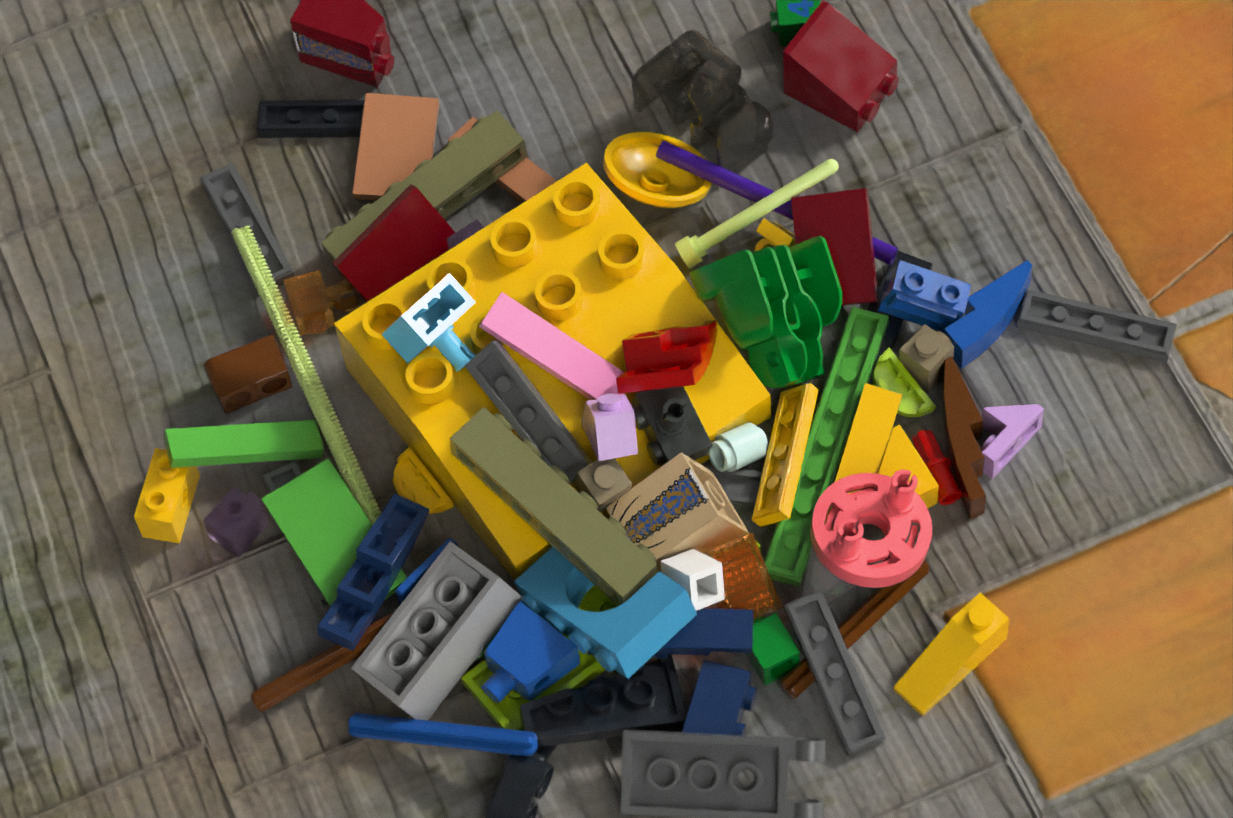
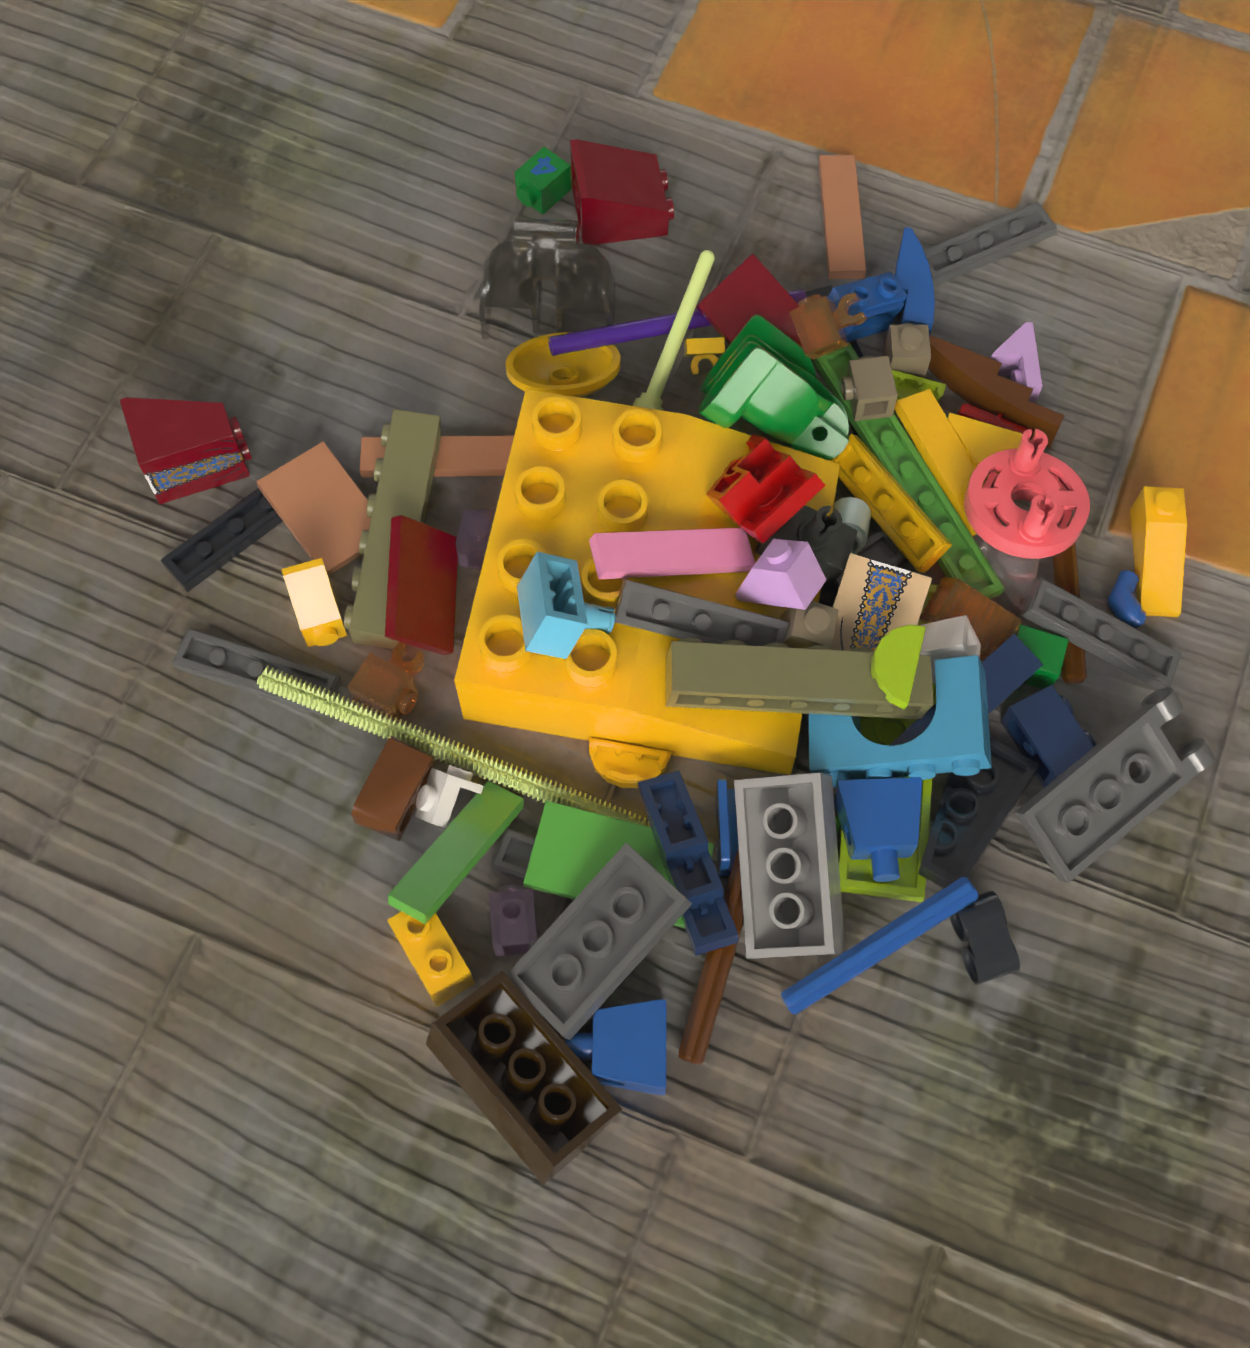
camera: 50 degrees left, 5 degrees up
(142, 615) = (522, 1076): none -> dark brown slope
(225, 657) = (627, 1046): none -> blue torso
(265, 570) = (598, 941): none -> dark grey plate
(267, 401) = (439, 794): none -> white bracket
(319, 206) = (314, 602): none -> slope
(623, 545) = (896, 662): none -> lime tile
(853, 357) = (870, 388): none -> dark tan brick
(864, 282) = (822, 324): none -> clear orange brick
(885, 669) = (1122, 601): none -> blue arm
(1004, 217) = (841, 217): none -> nougat tile

